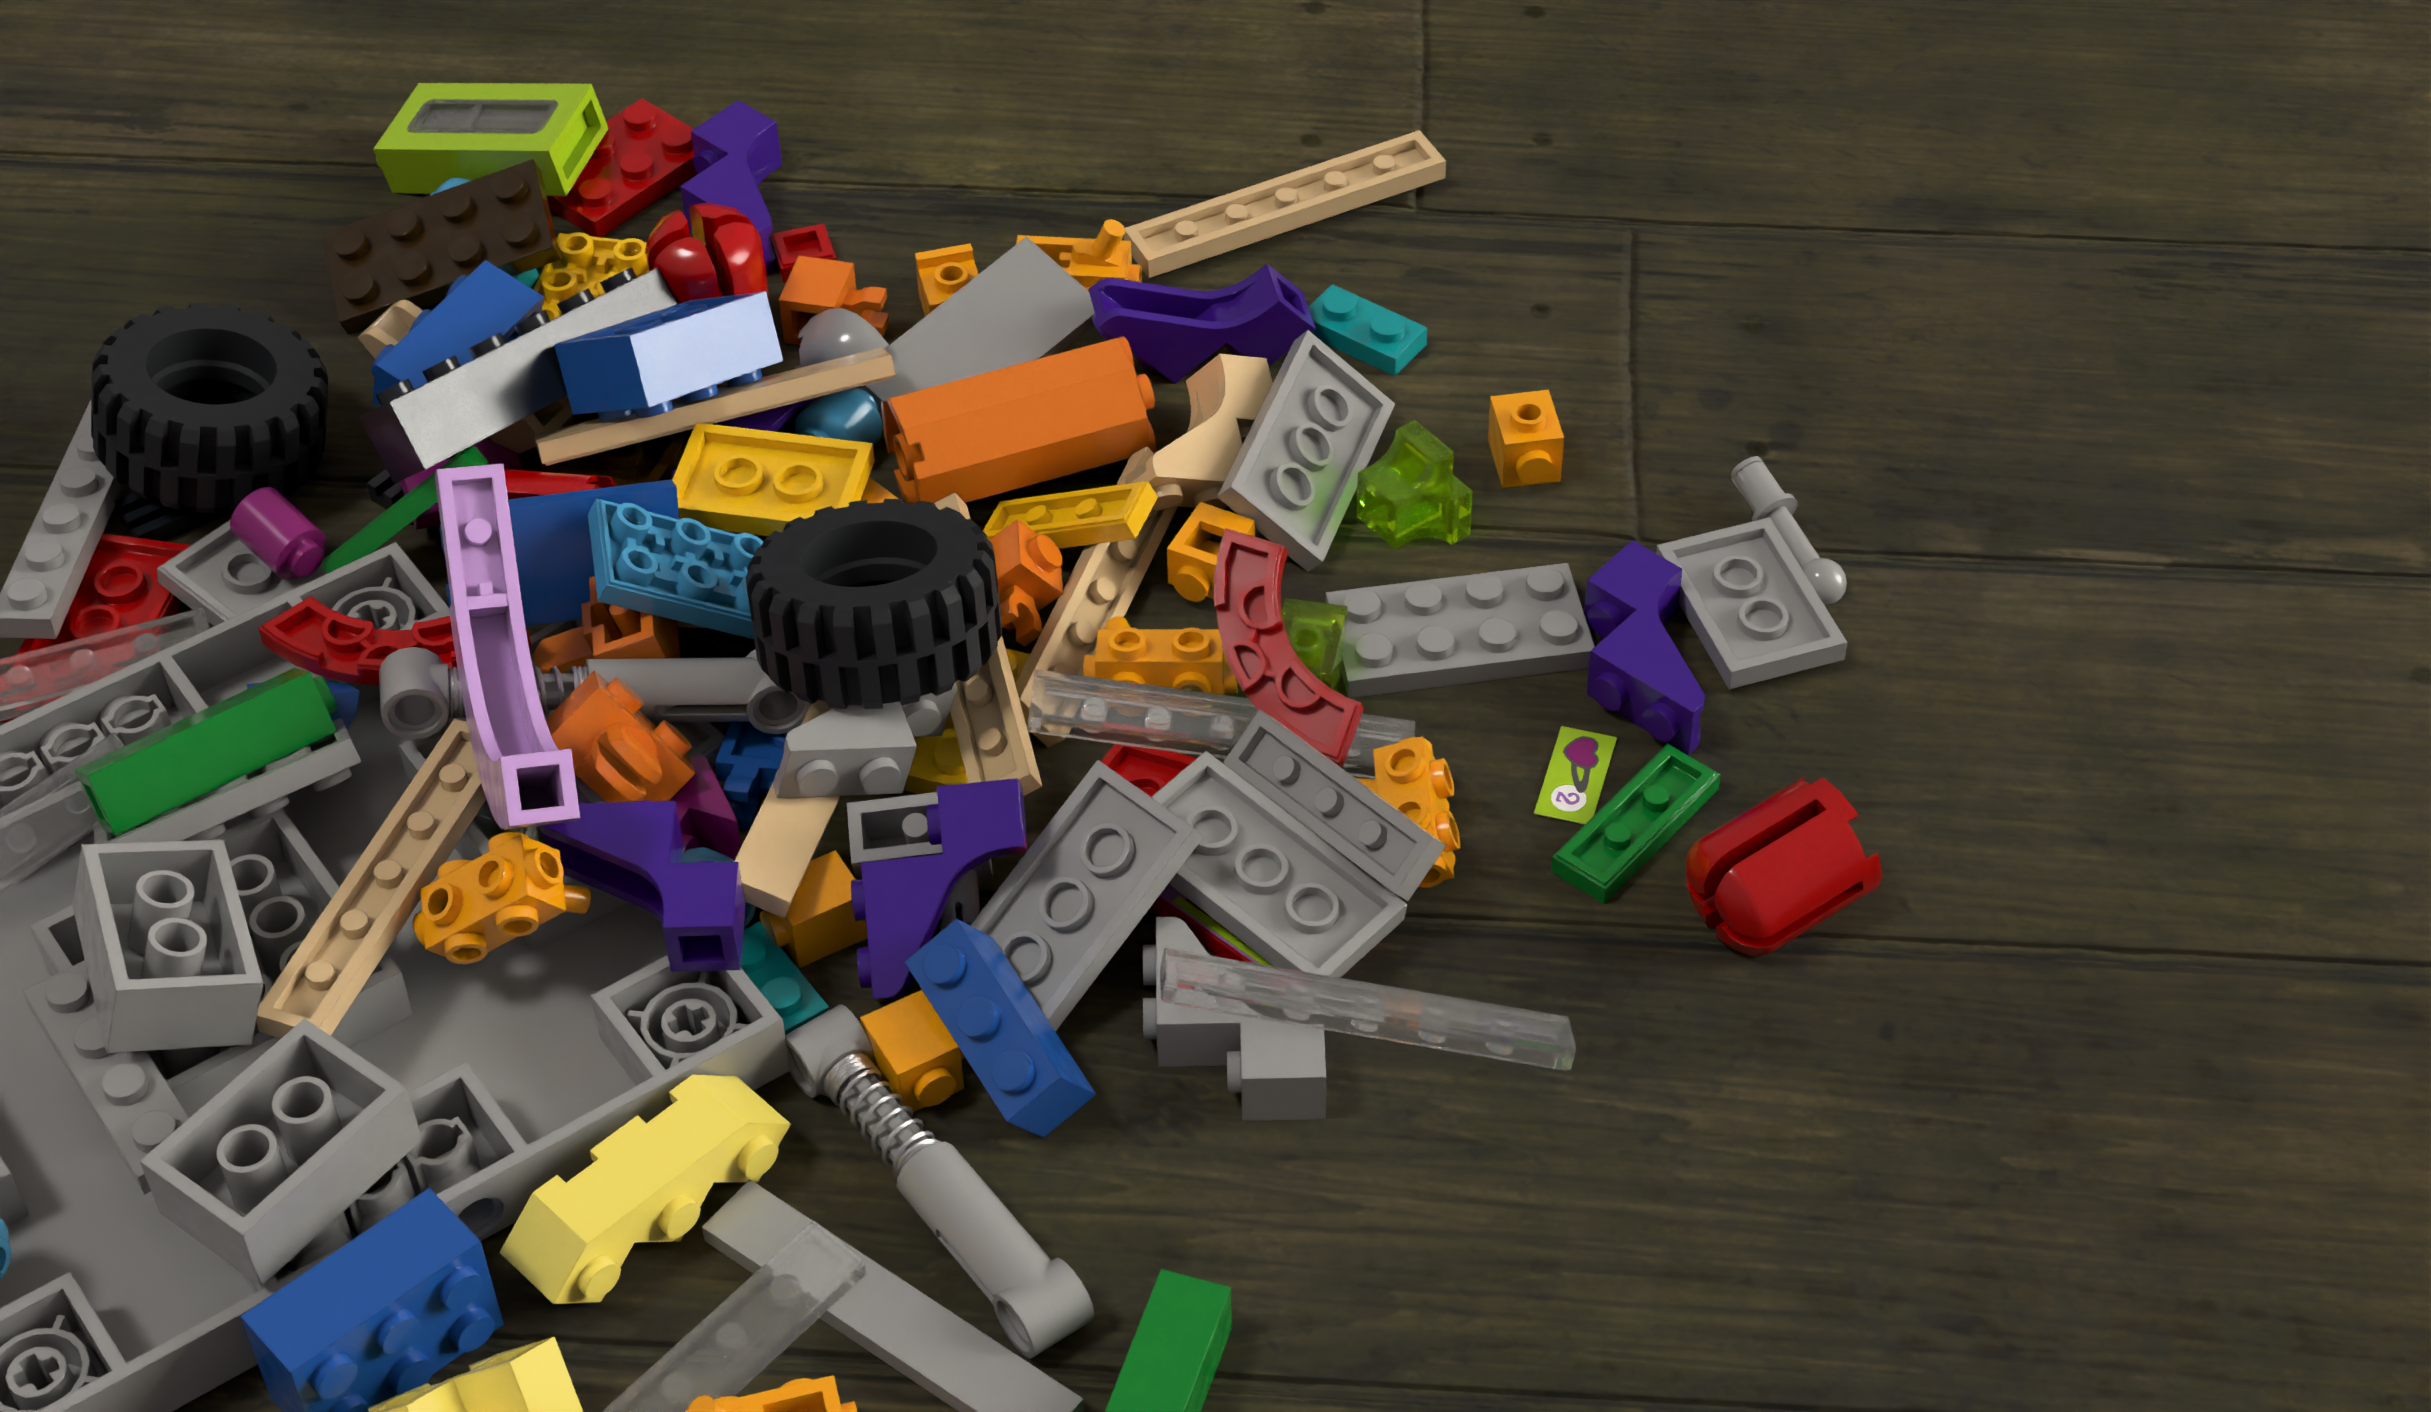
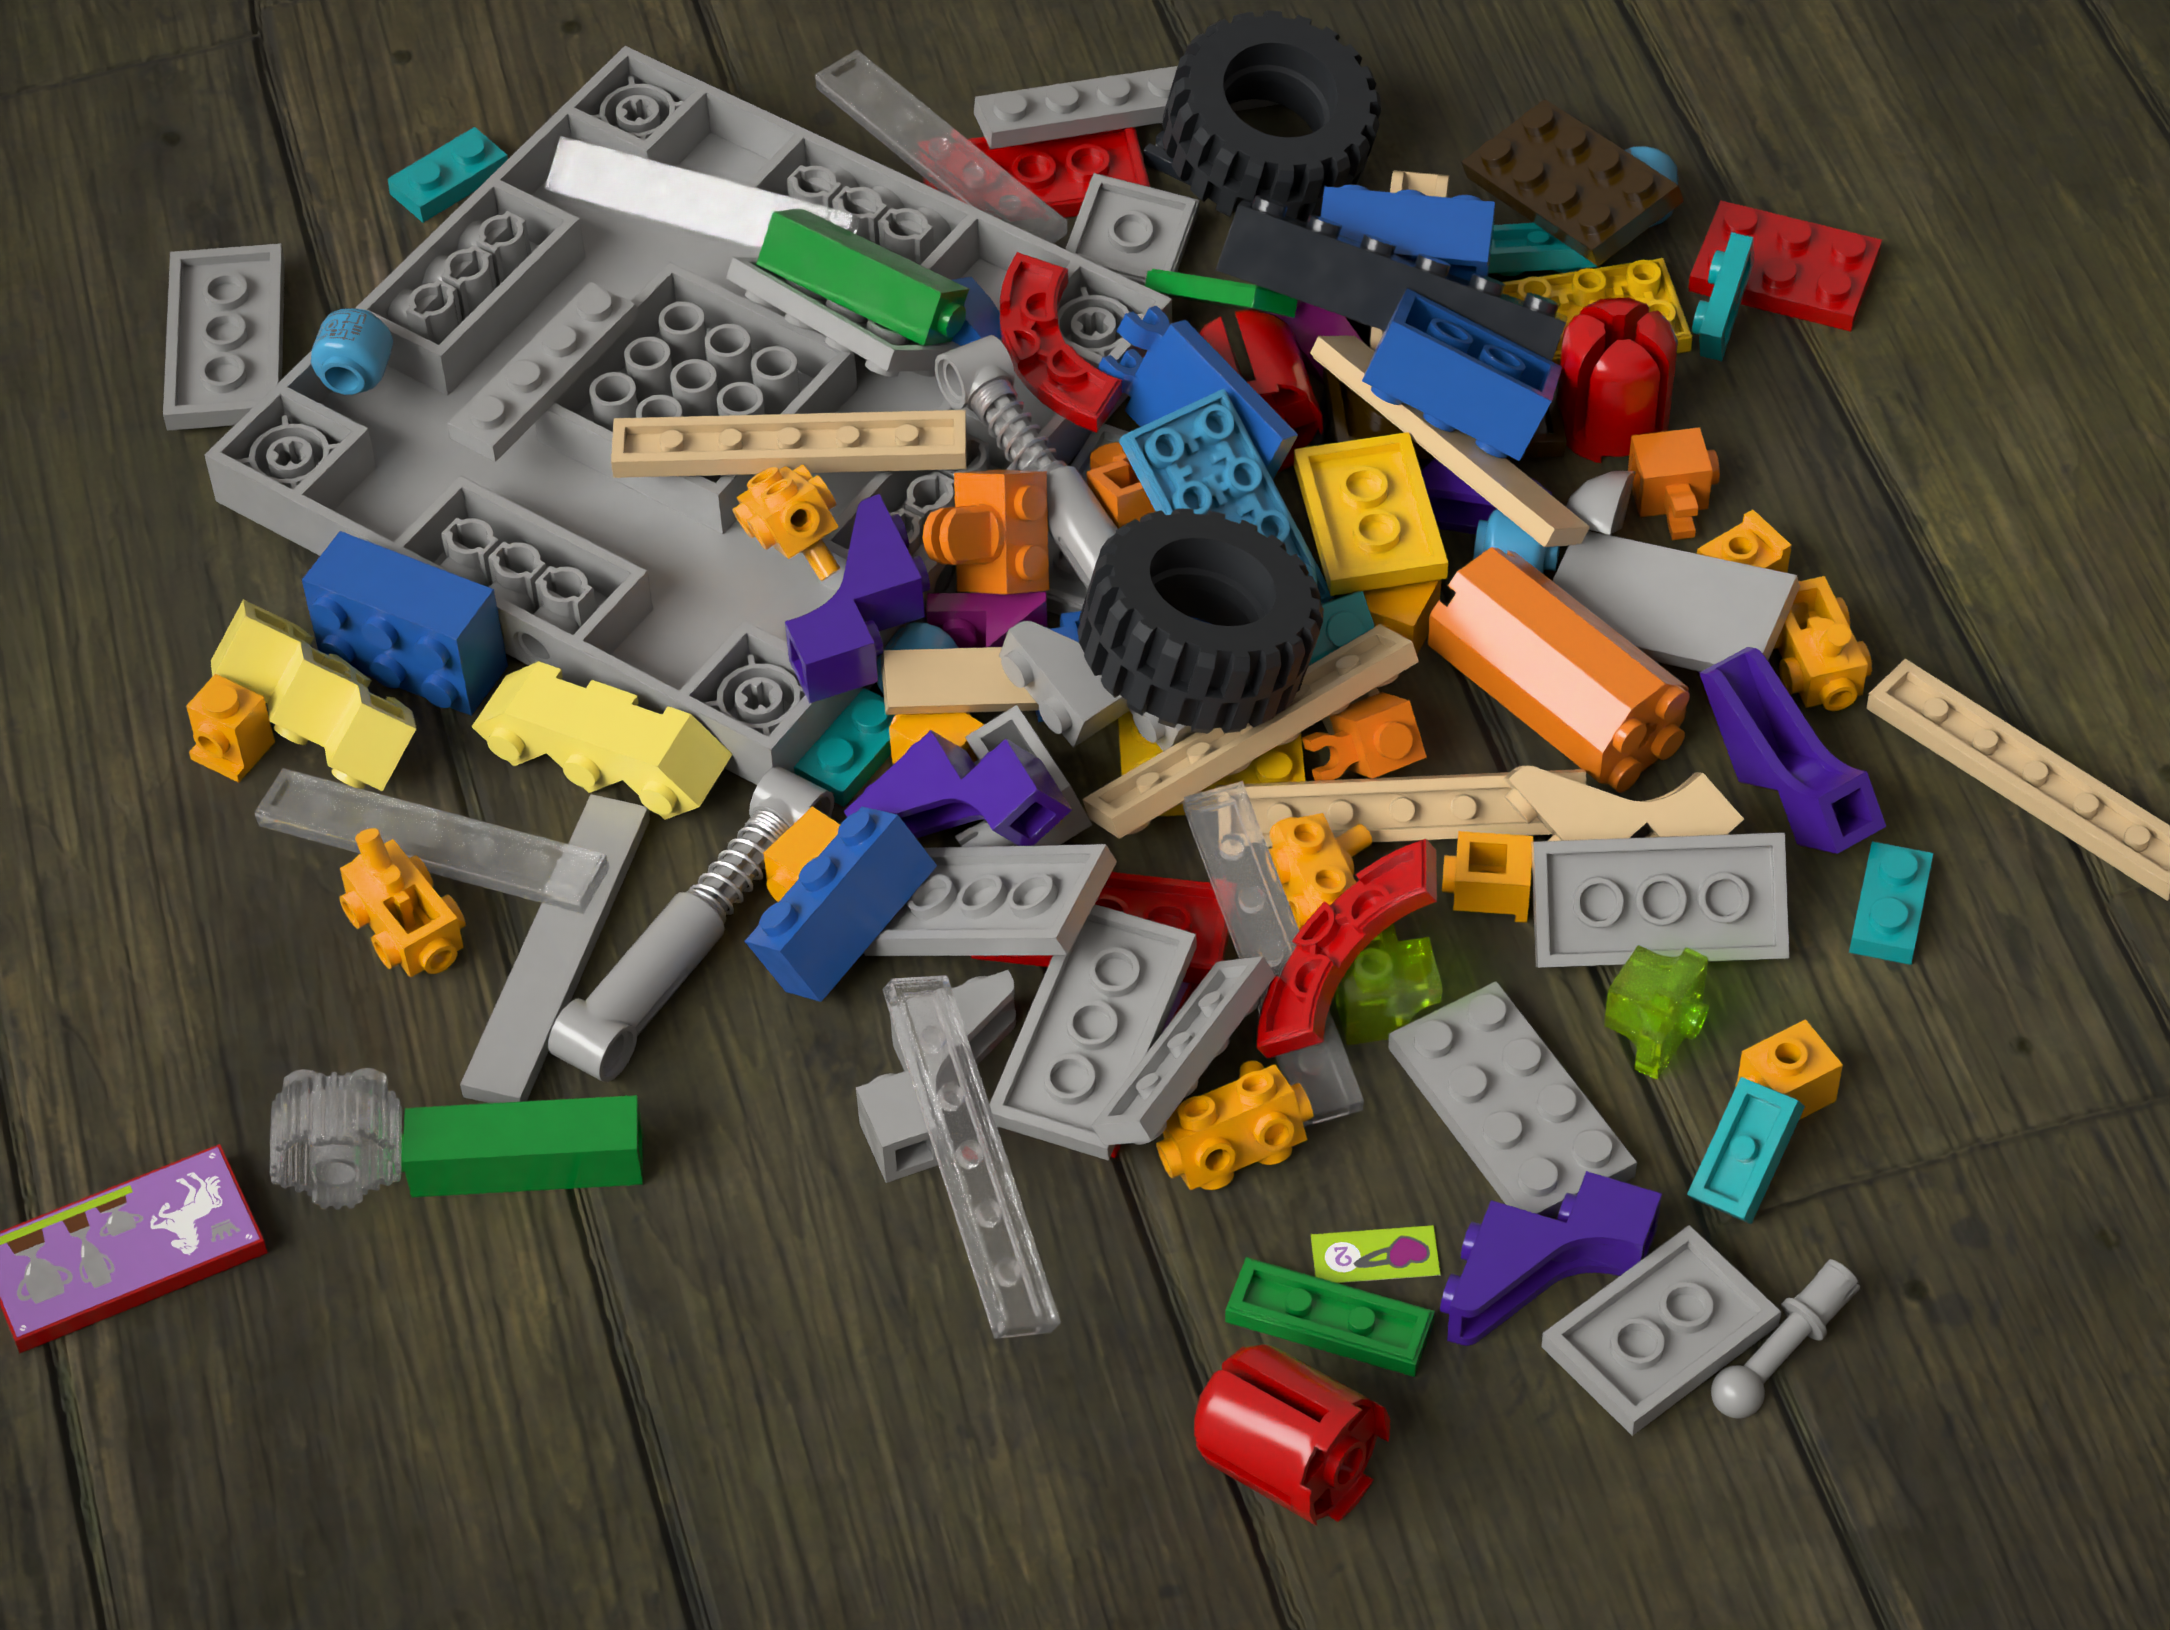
camera: 70 degrees right, 5 degrees up
(166, 945) = (638, 333): light grey brick -> none
(278, 534) = (1158, 226): magenta brick -> none
(282, 1151) = (485, 487): light grey brick -> none
(488, 128) = (1738, 156): lime piece -> none
(514, 752) = (924, 449): lavender arch -> none
(641, 186) = (1730, 276): none -> teal plate
(731, 160) = (1776, 353): dark purple arch -> none
(805, 241) = (1749, 440): red tile -> none
(1080, 515) = (1465, 748): yellow tile -> none
(1599, 482) = (1746, 1150): none -> teal plate

